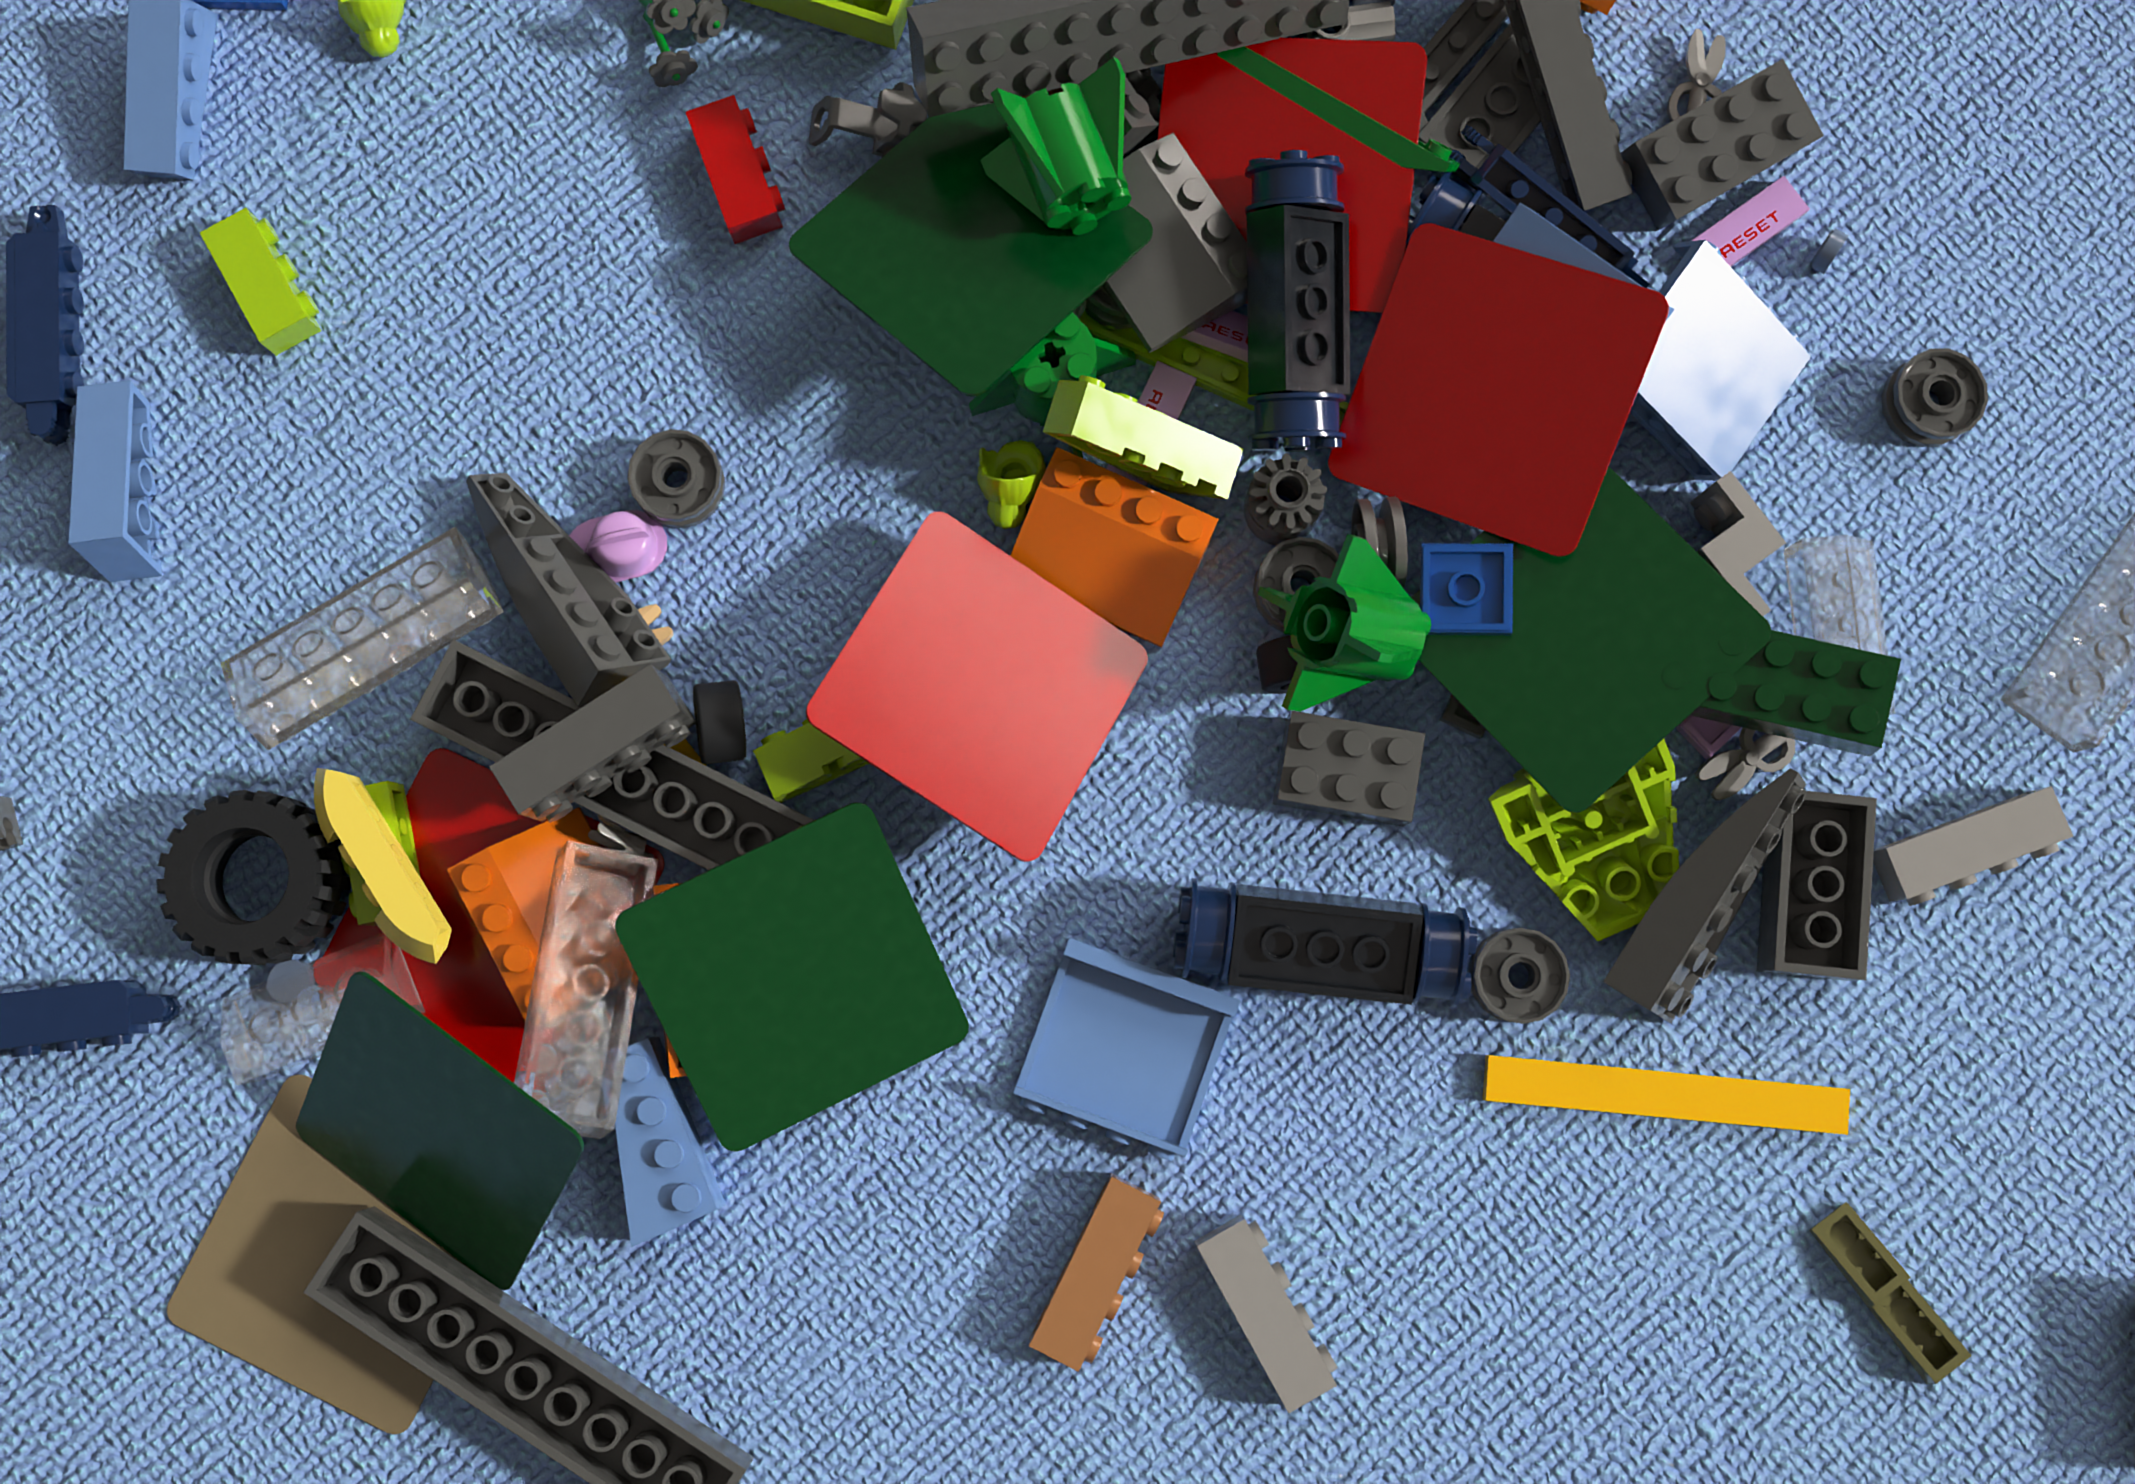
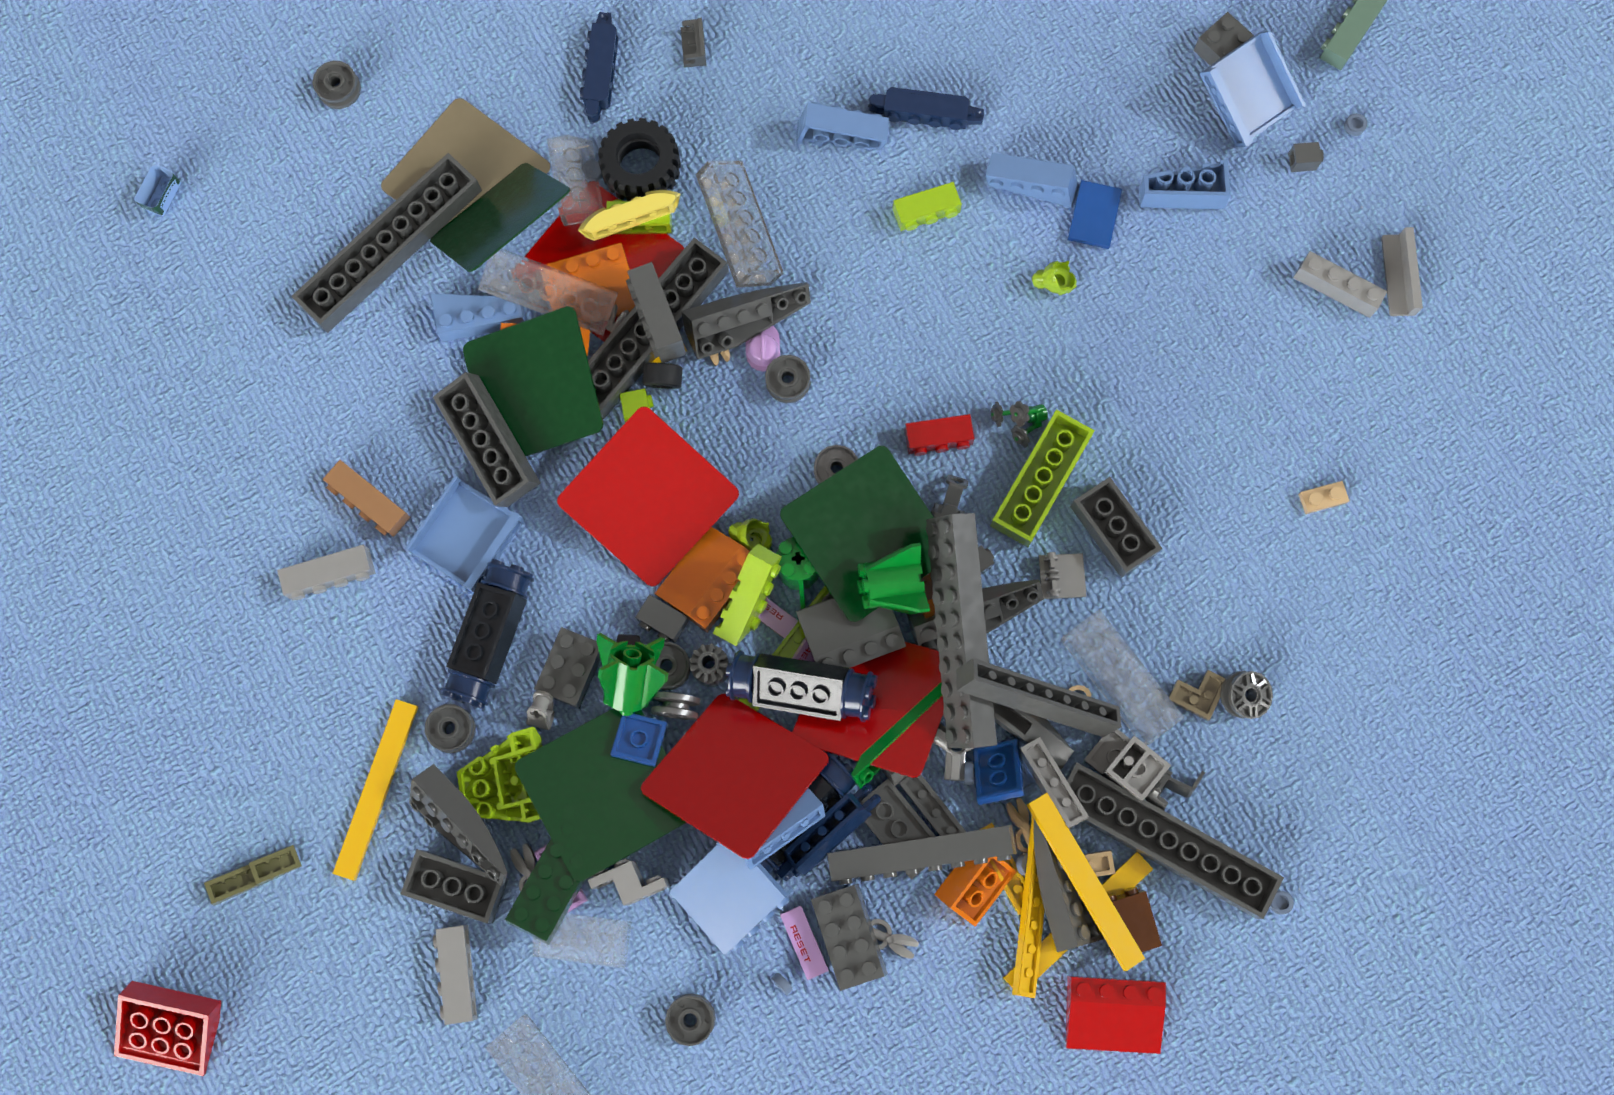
camera: 105 degrees right, 5 degrees down
(835, 373) = (829, 457): none -> flat silver wheel
(923, 1049) = (486, 440): none -> dark grey brick
(1212, 616) = (661, 619): none -> dark grey brick
(1446, 804) = (541, 711): none -> light grey piece

